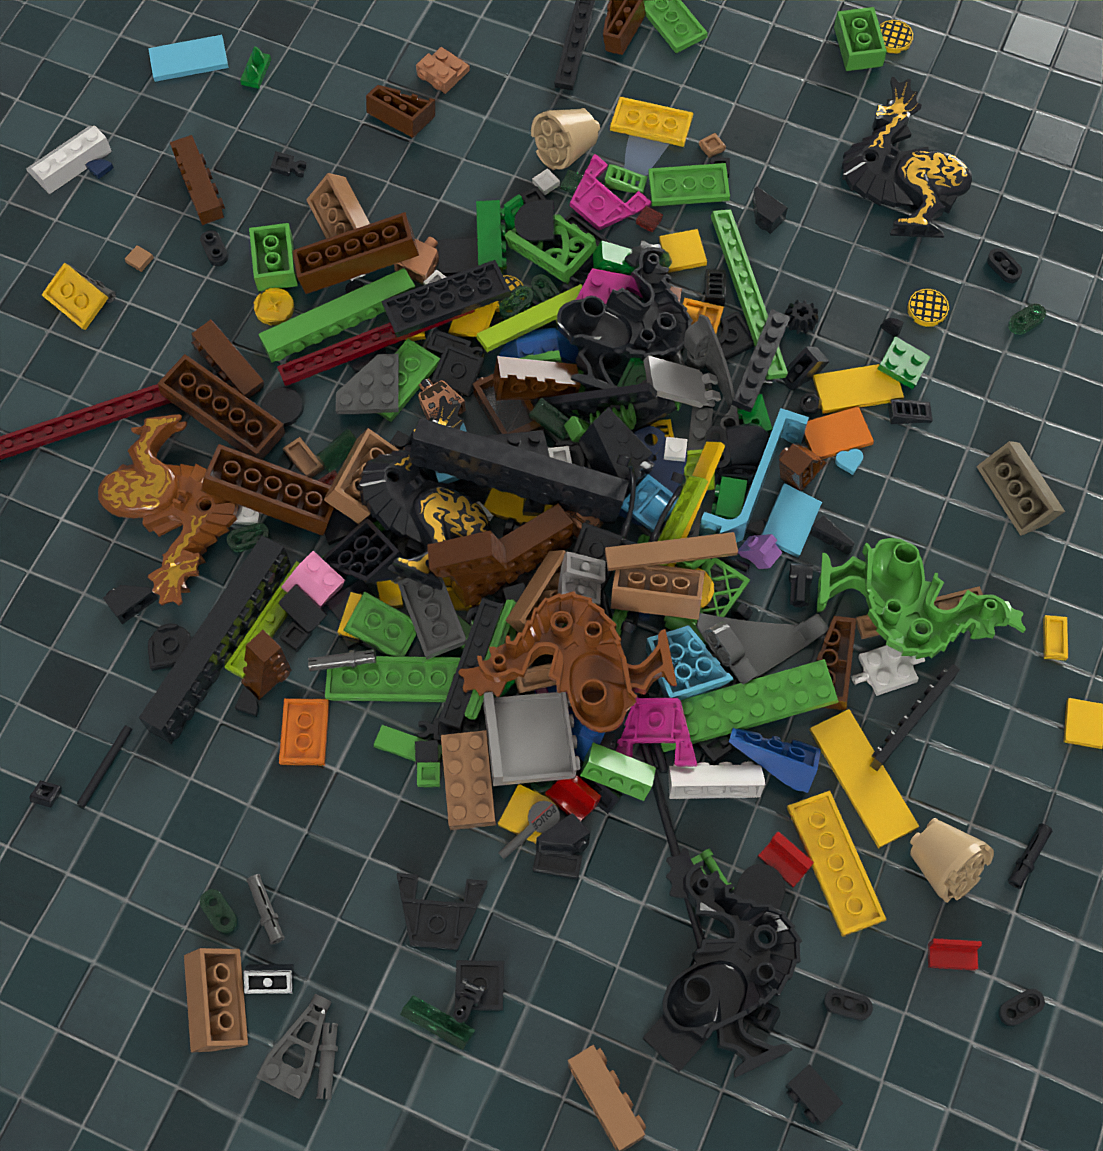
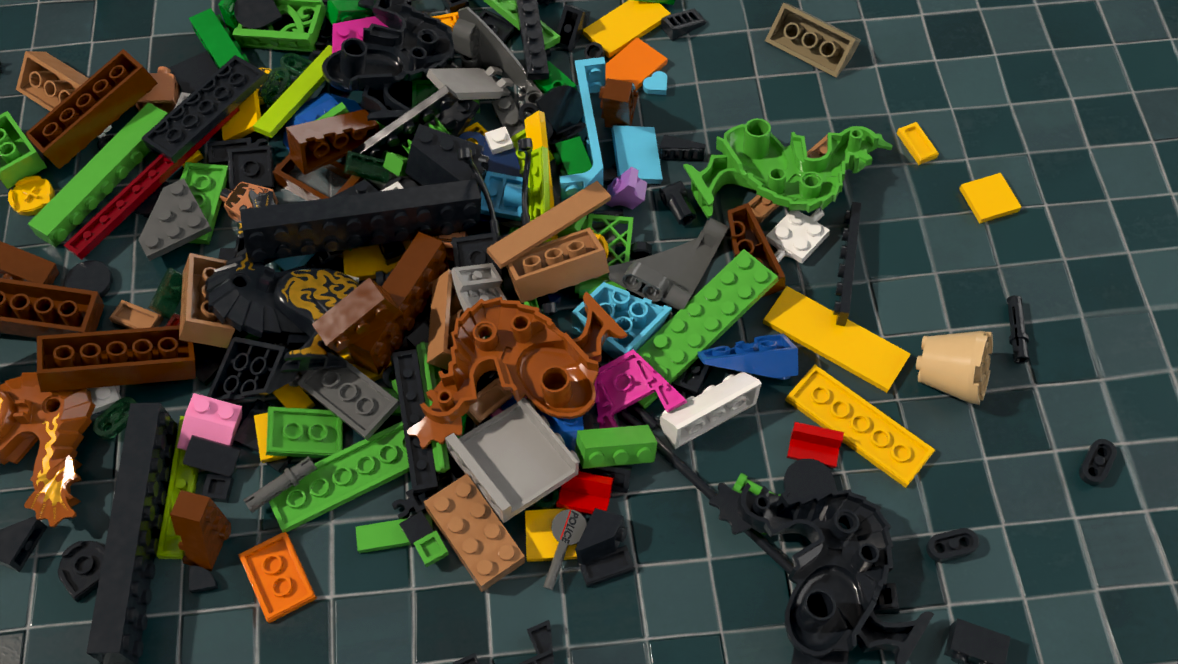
camera: 30 degrees left, 5 degrees down
(953, 954) = (1011, 448): red panel -> none

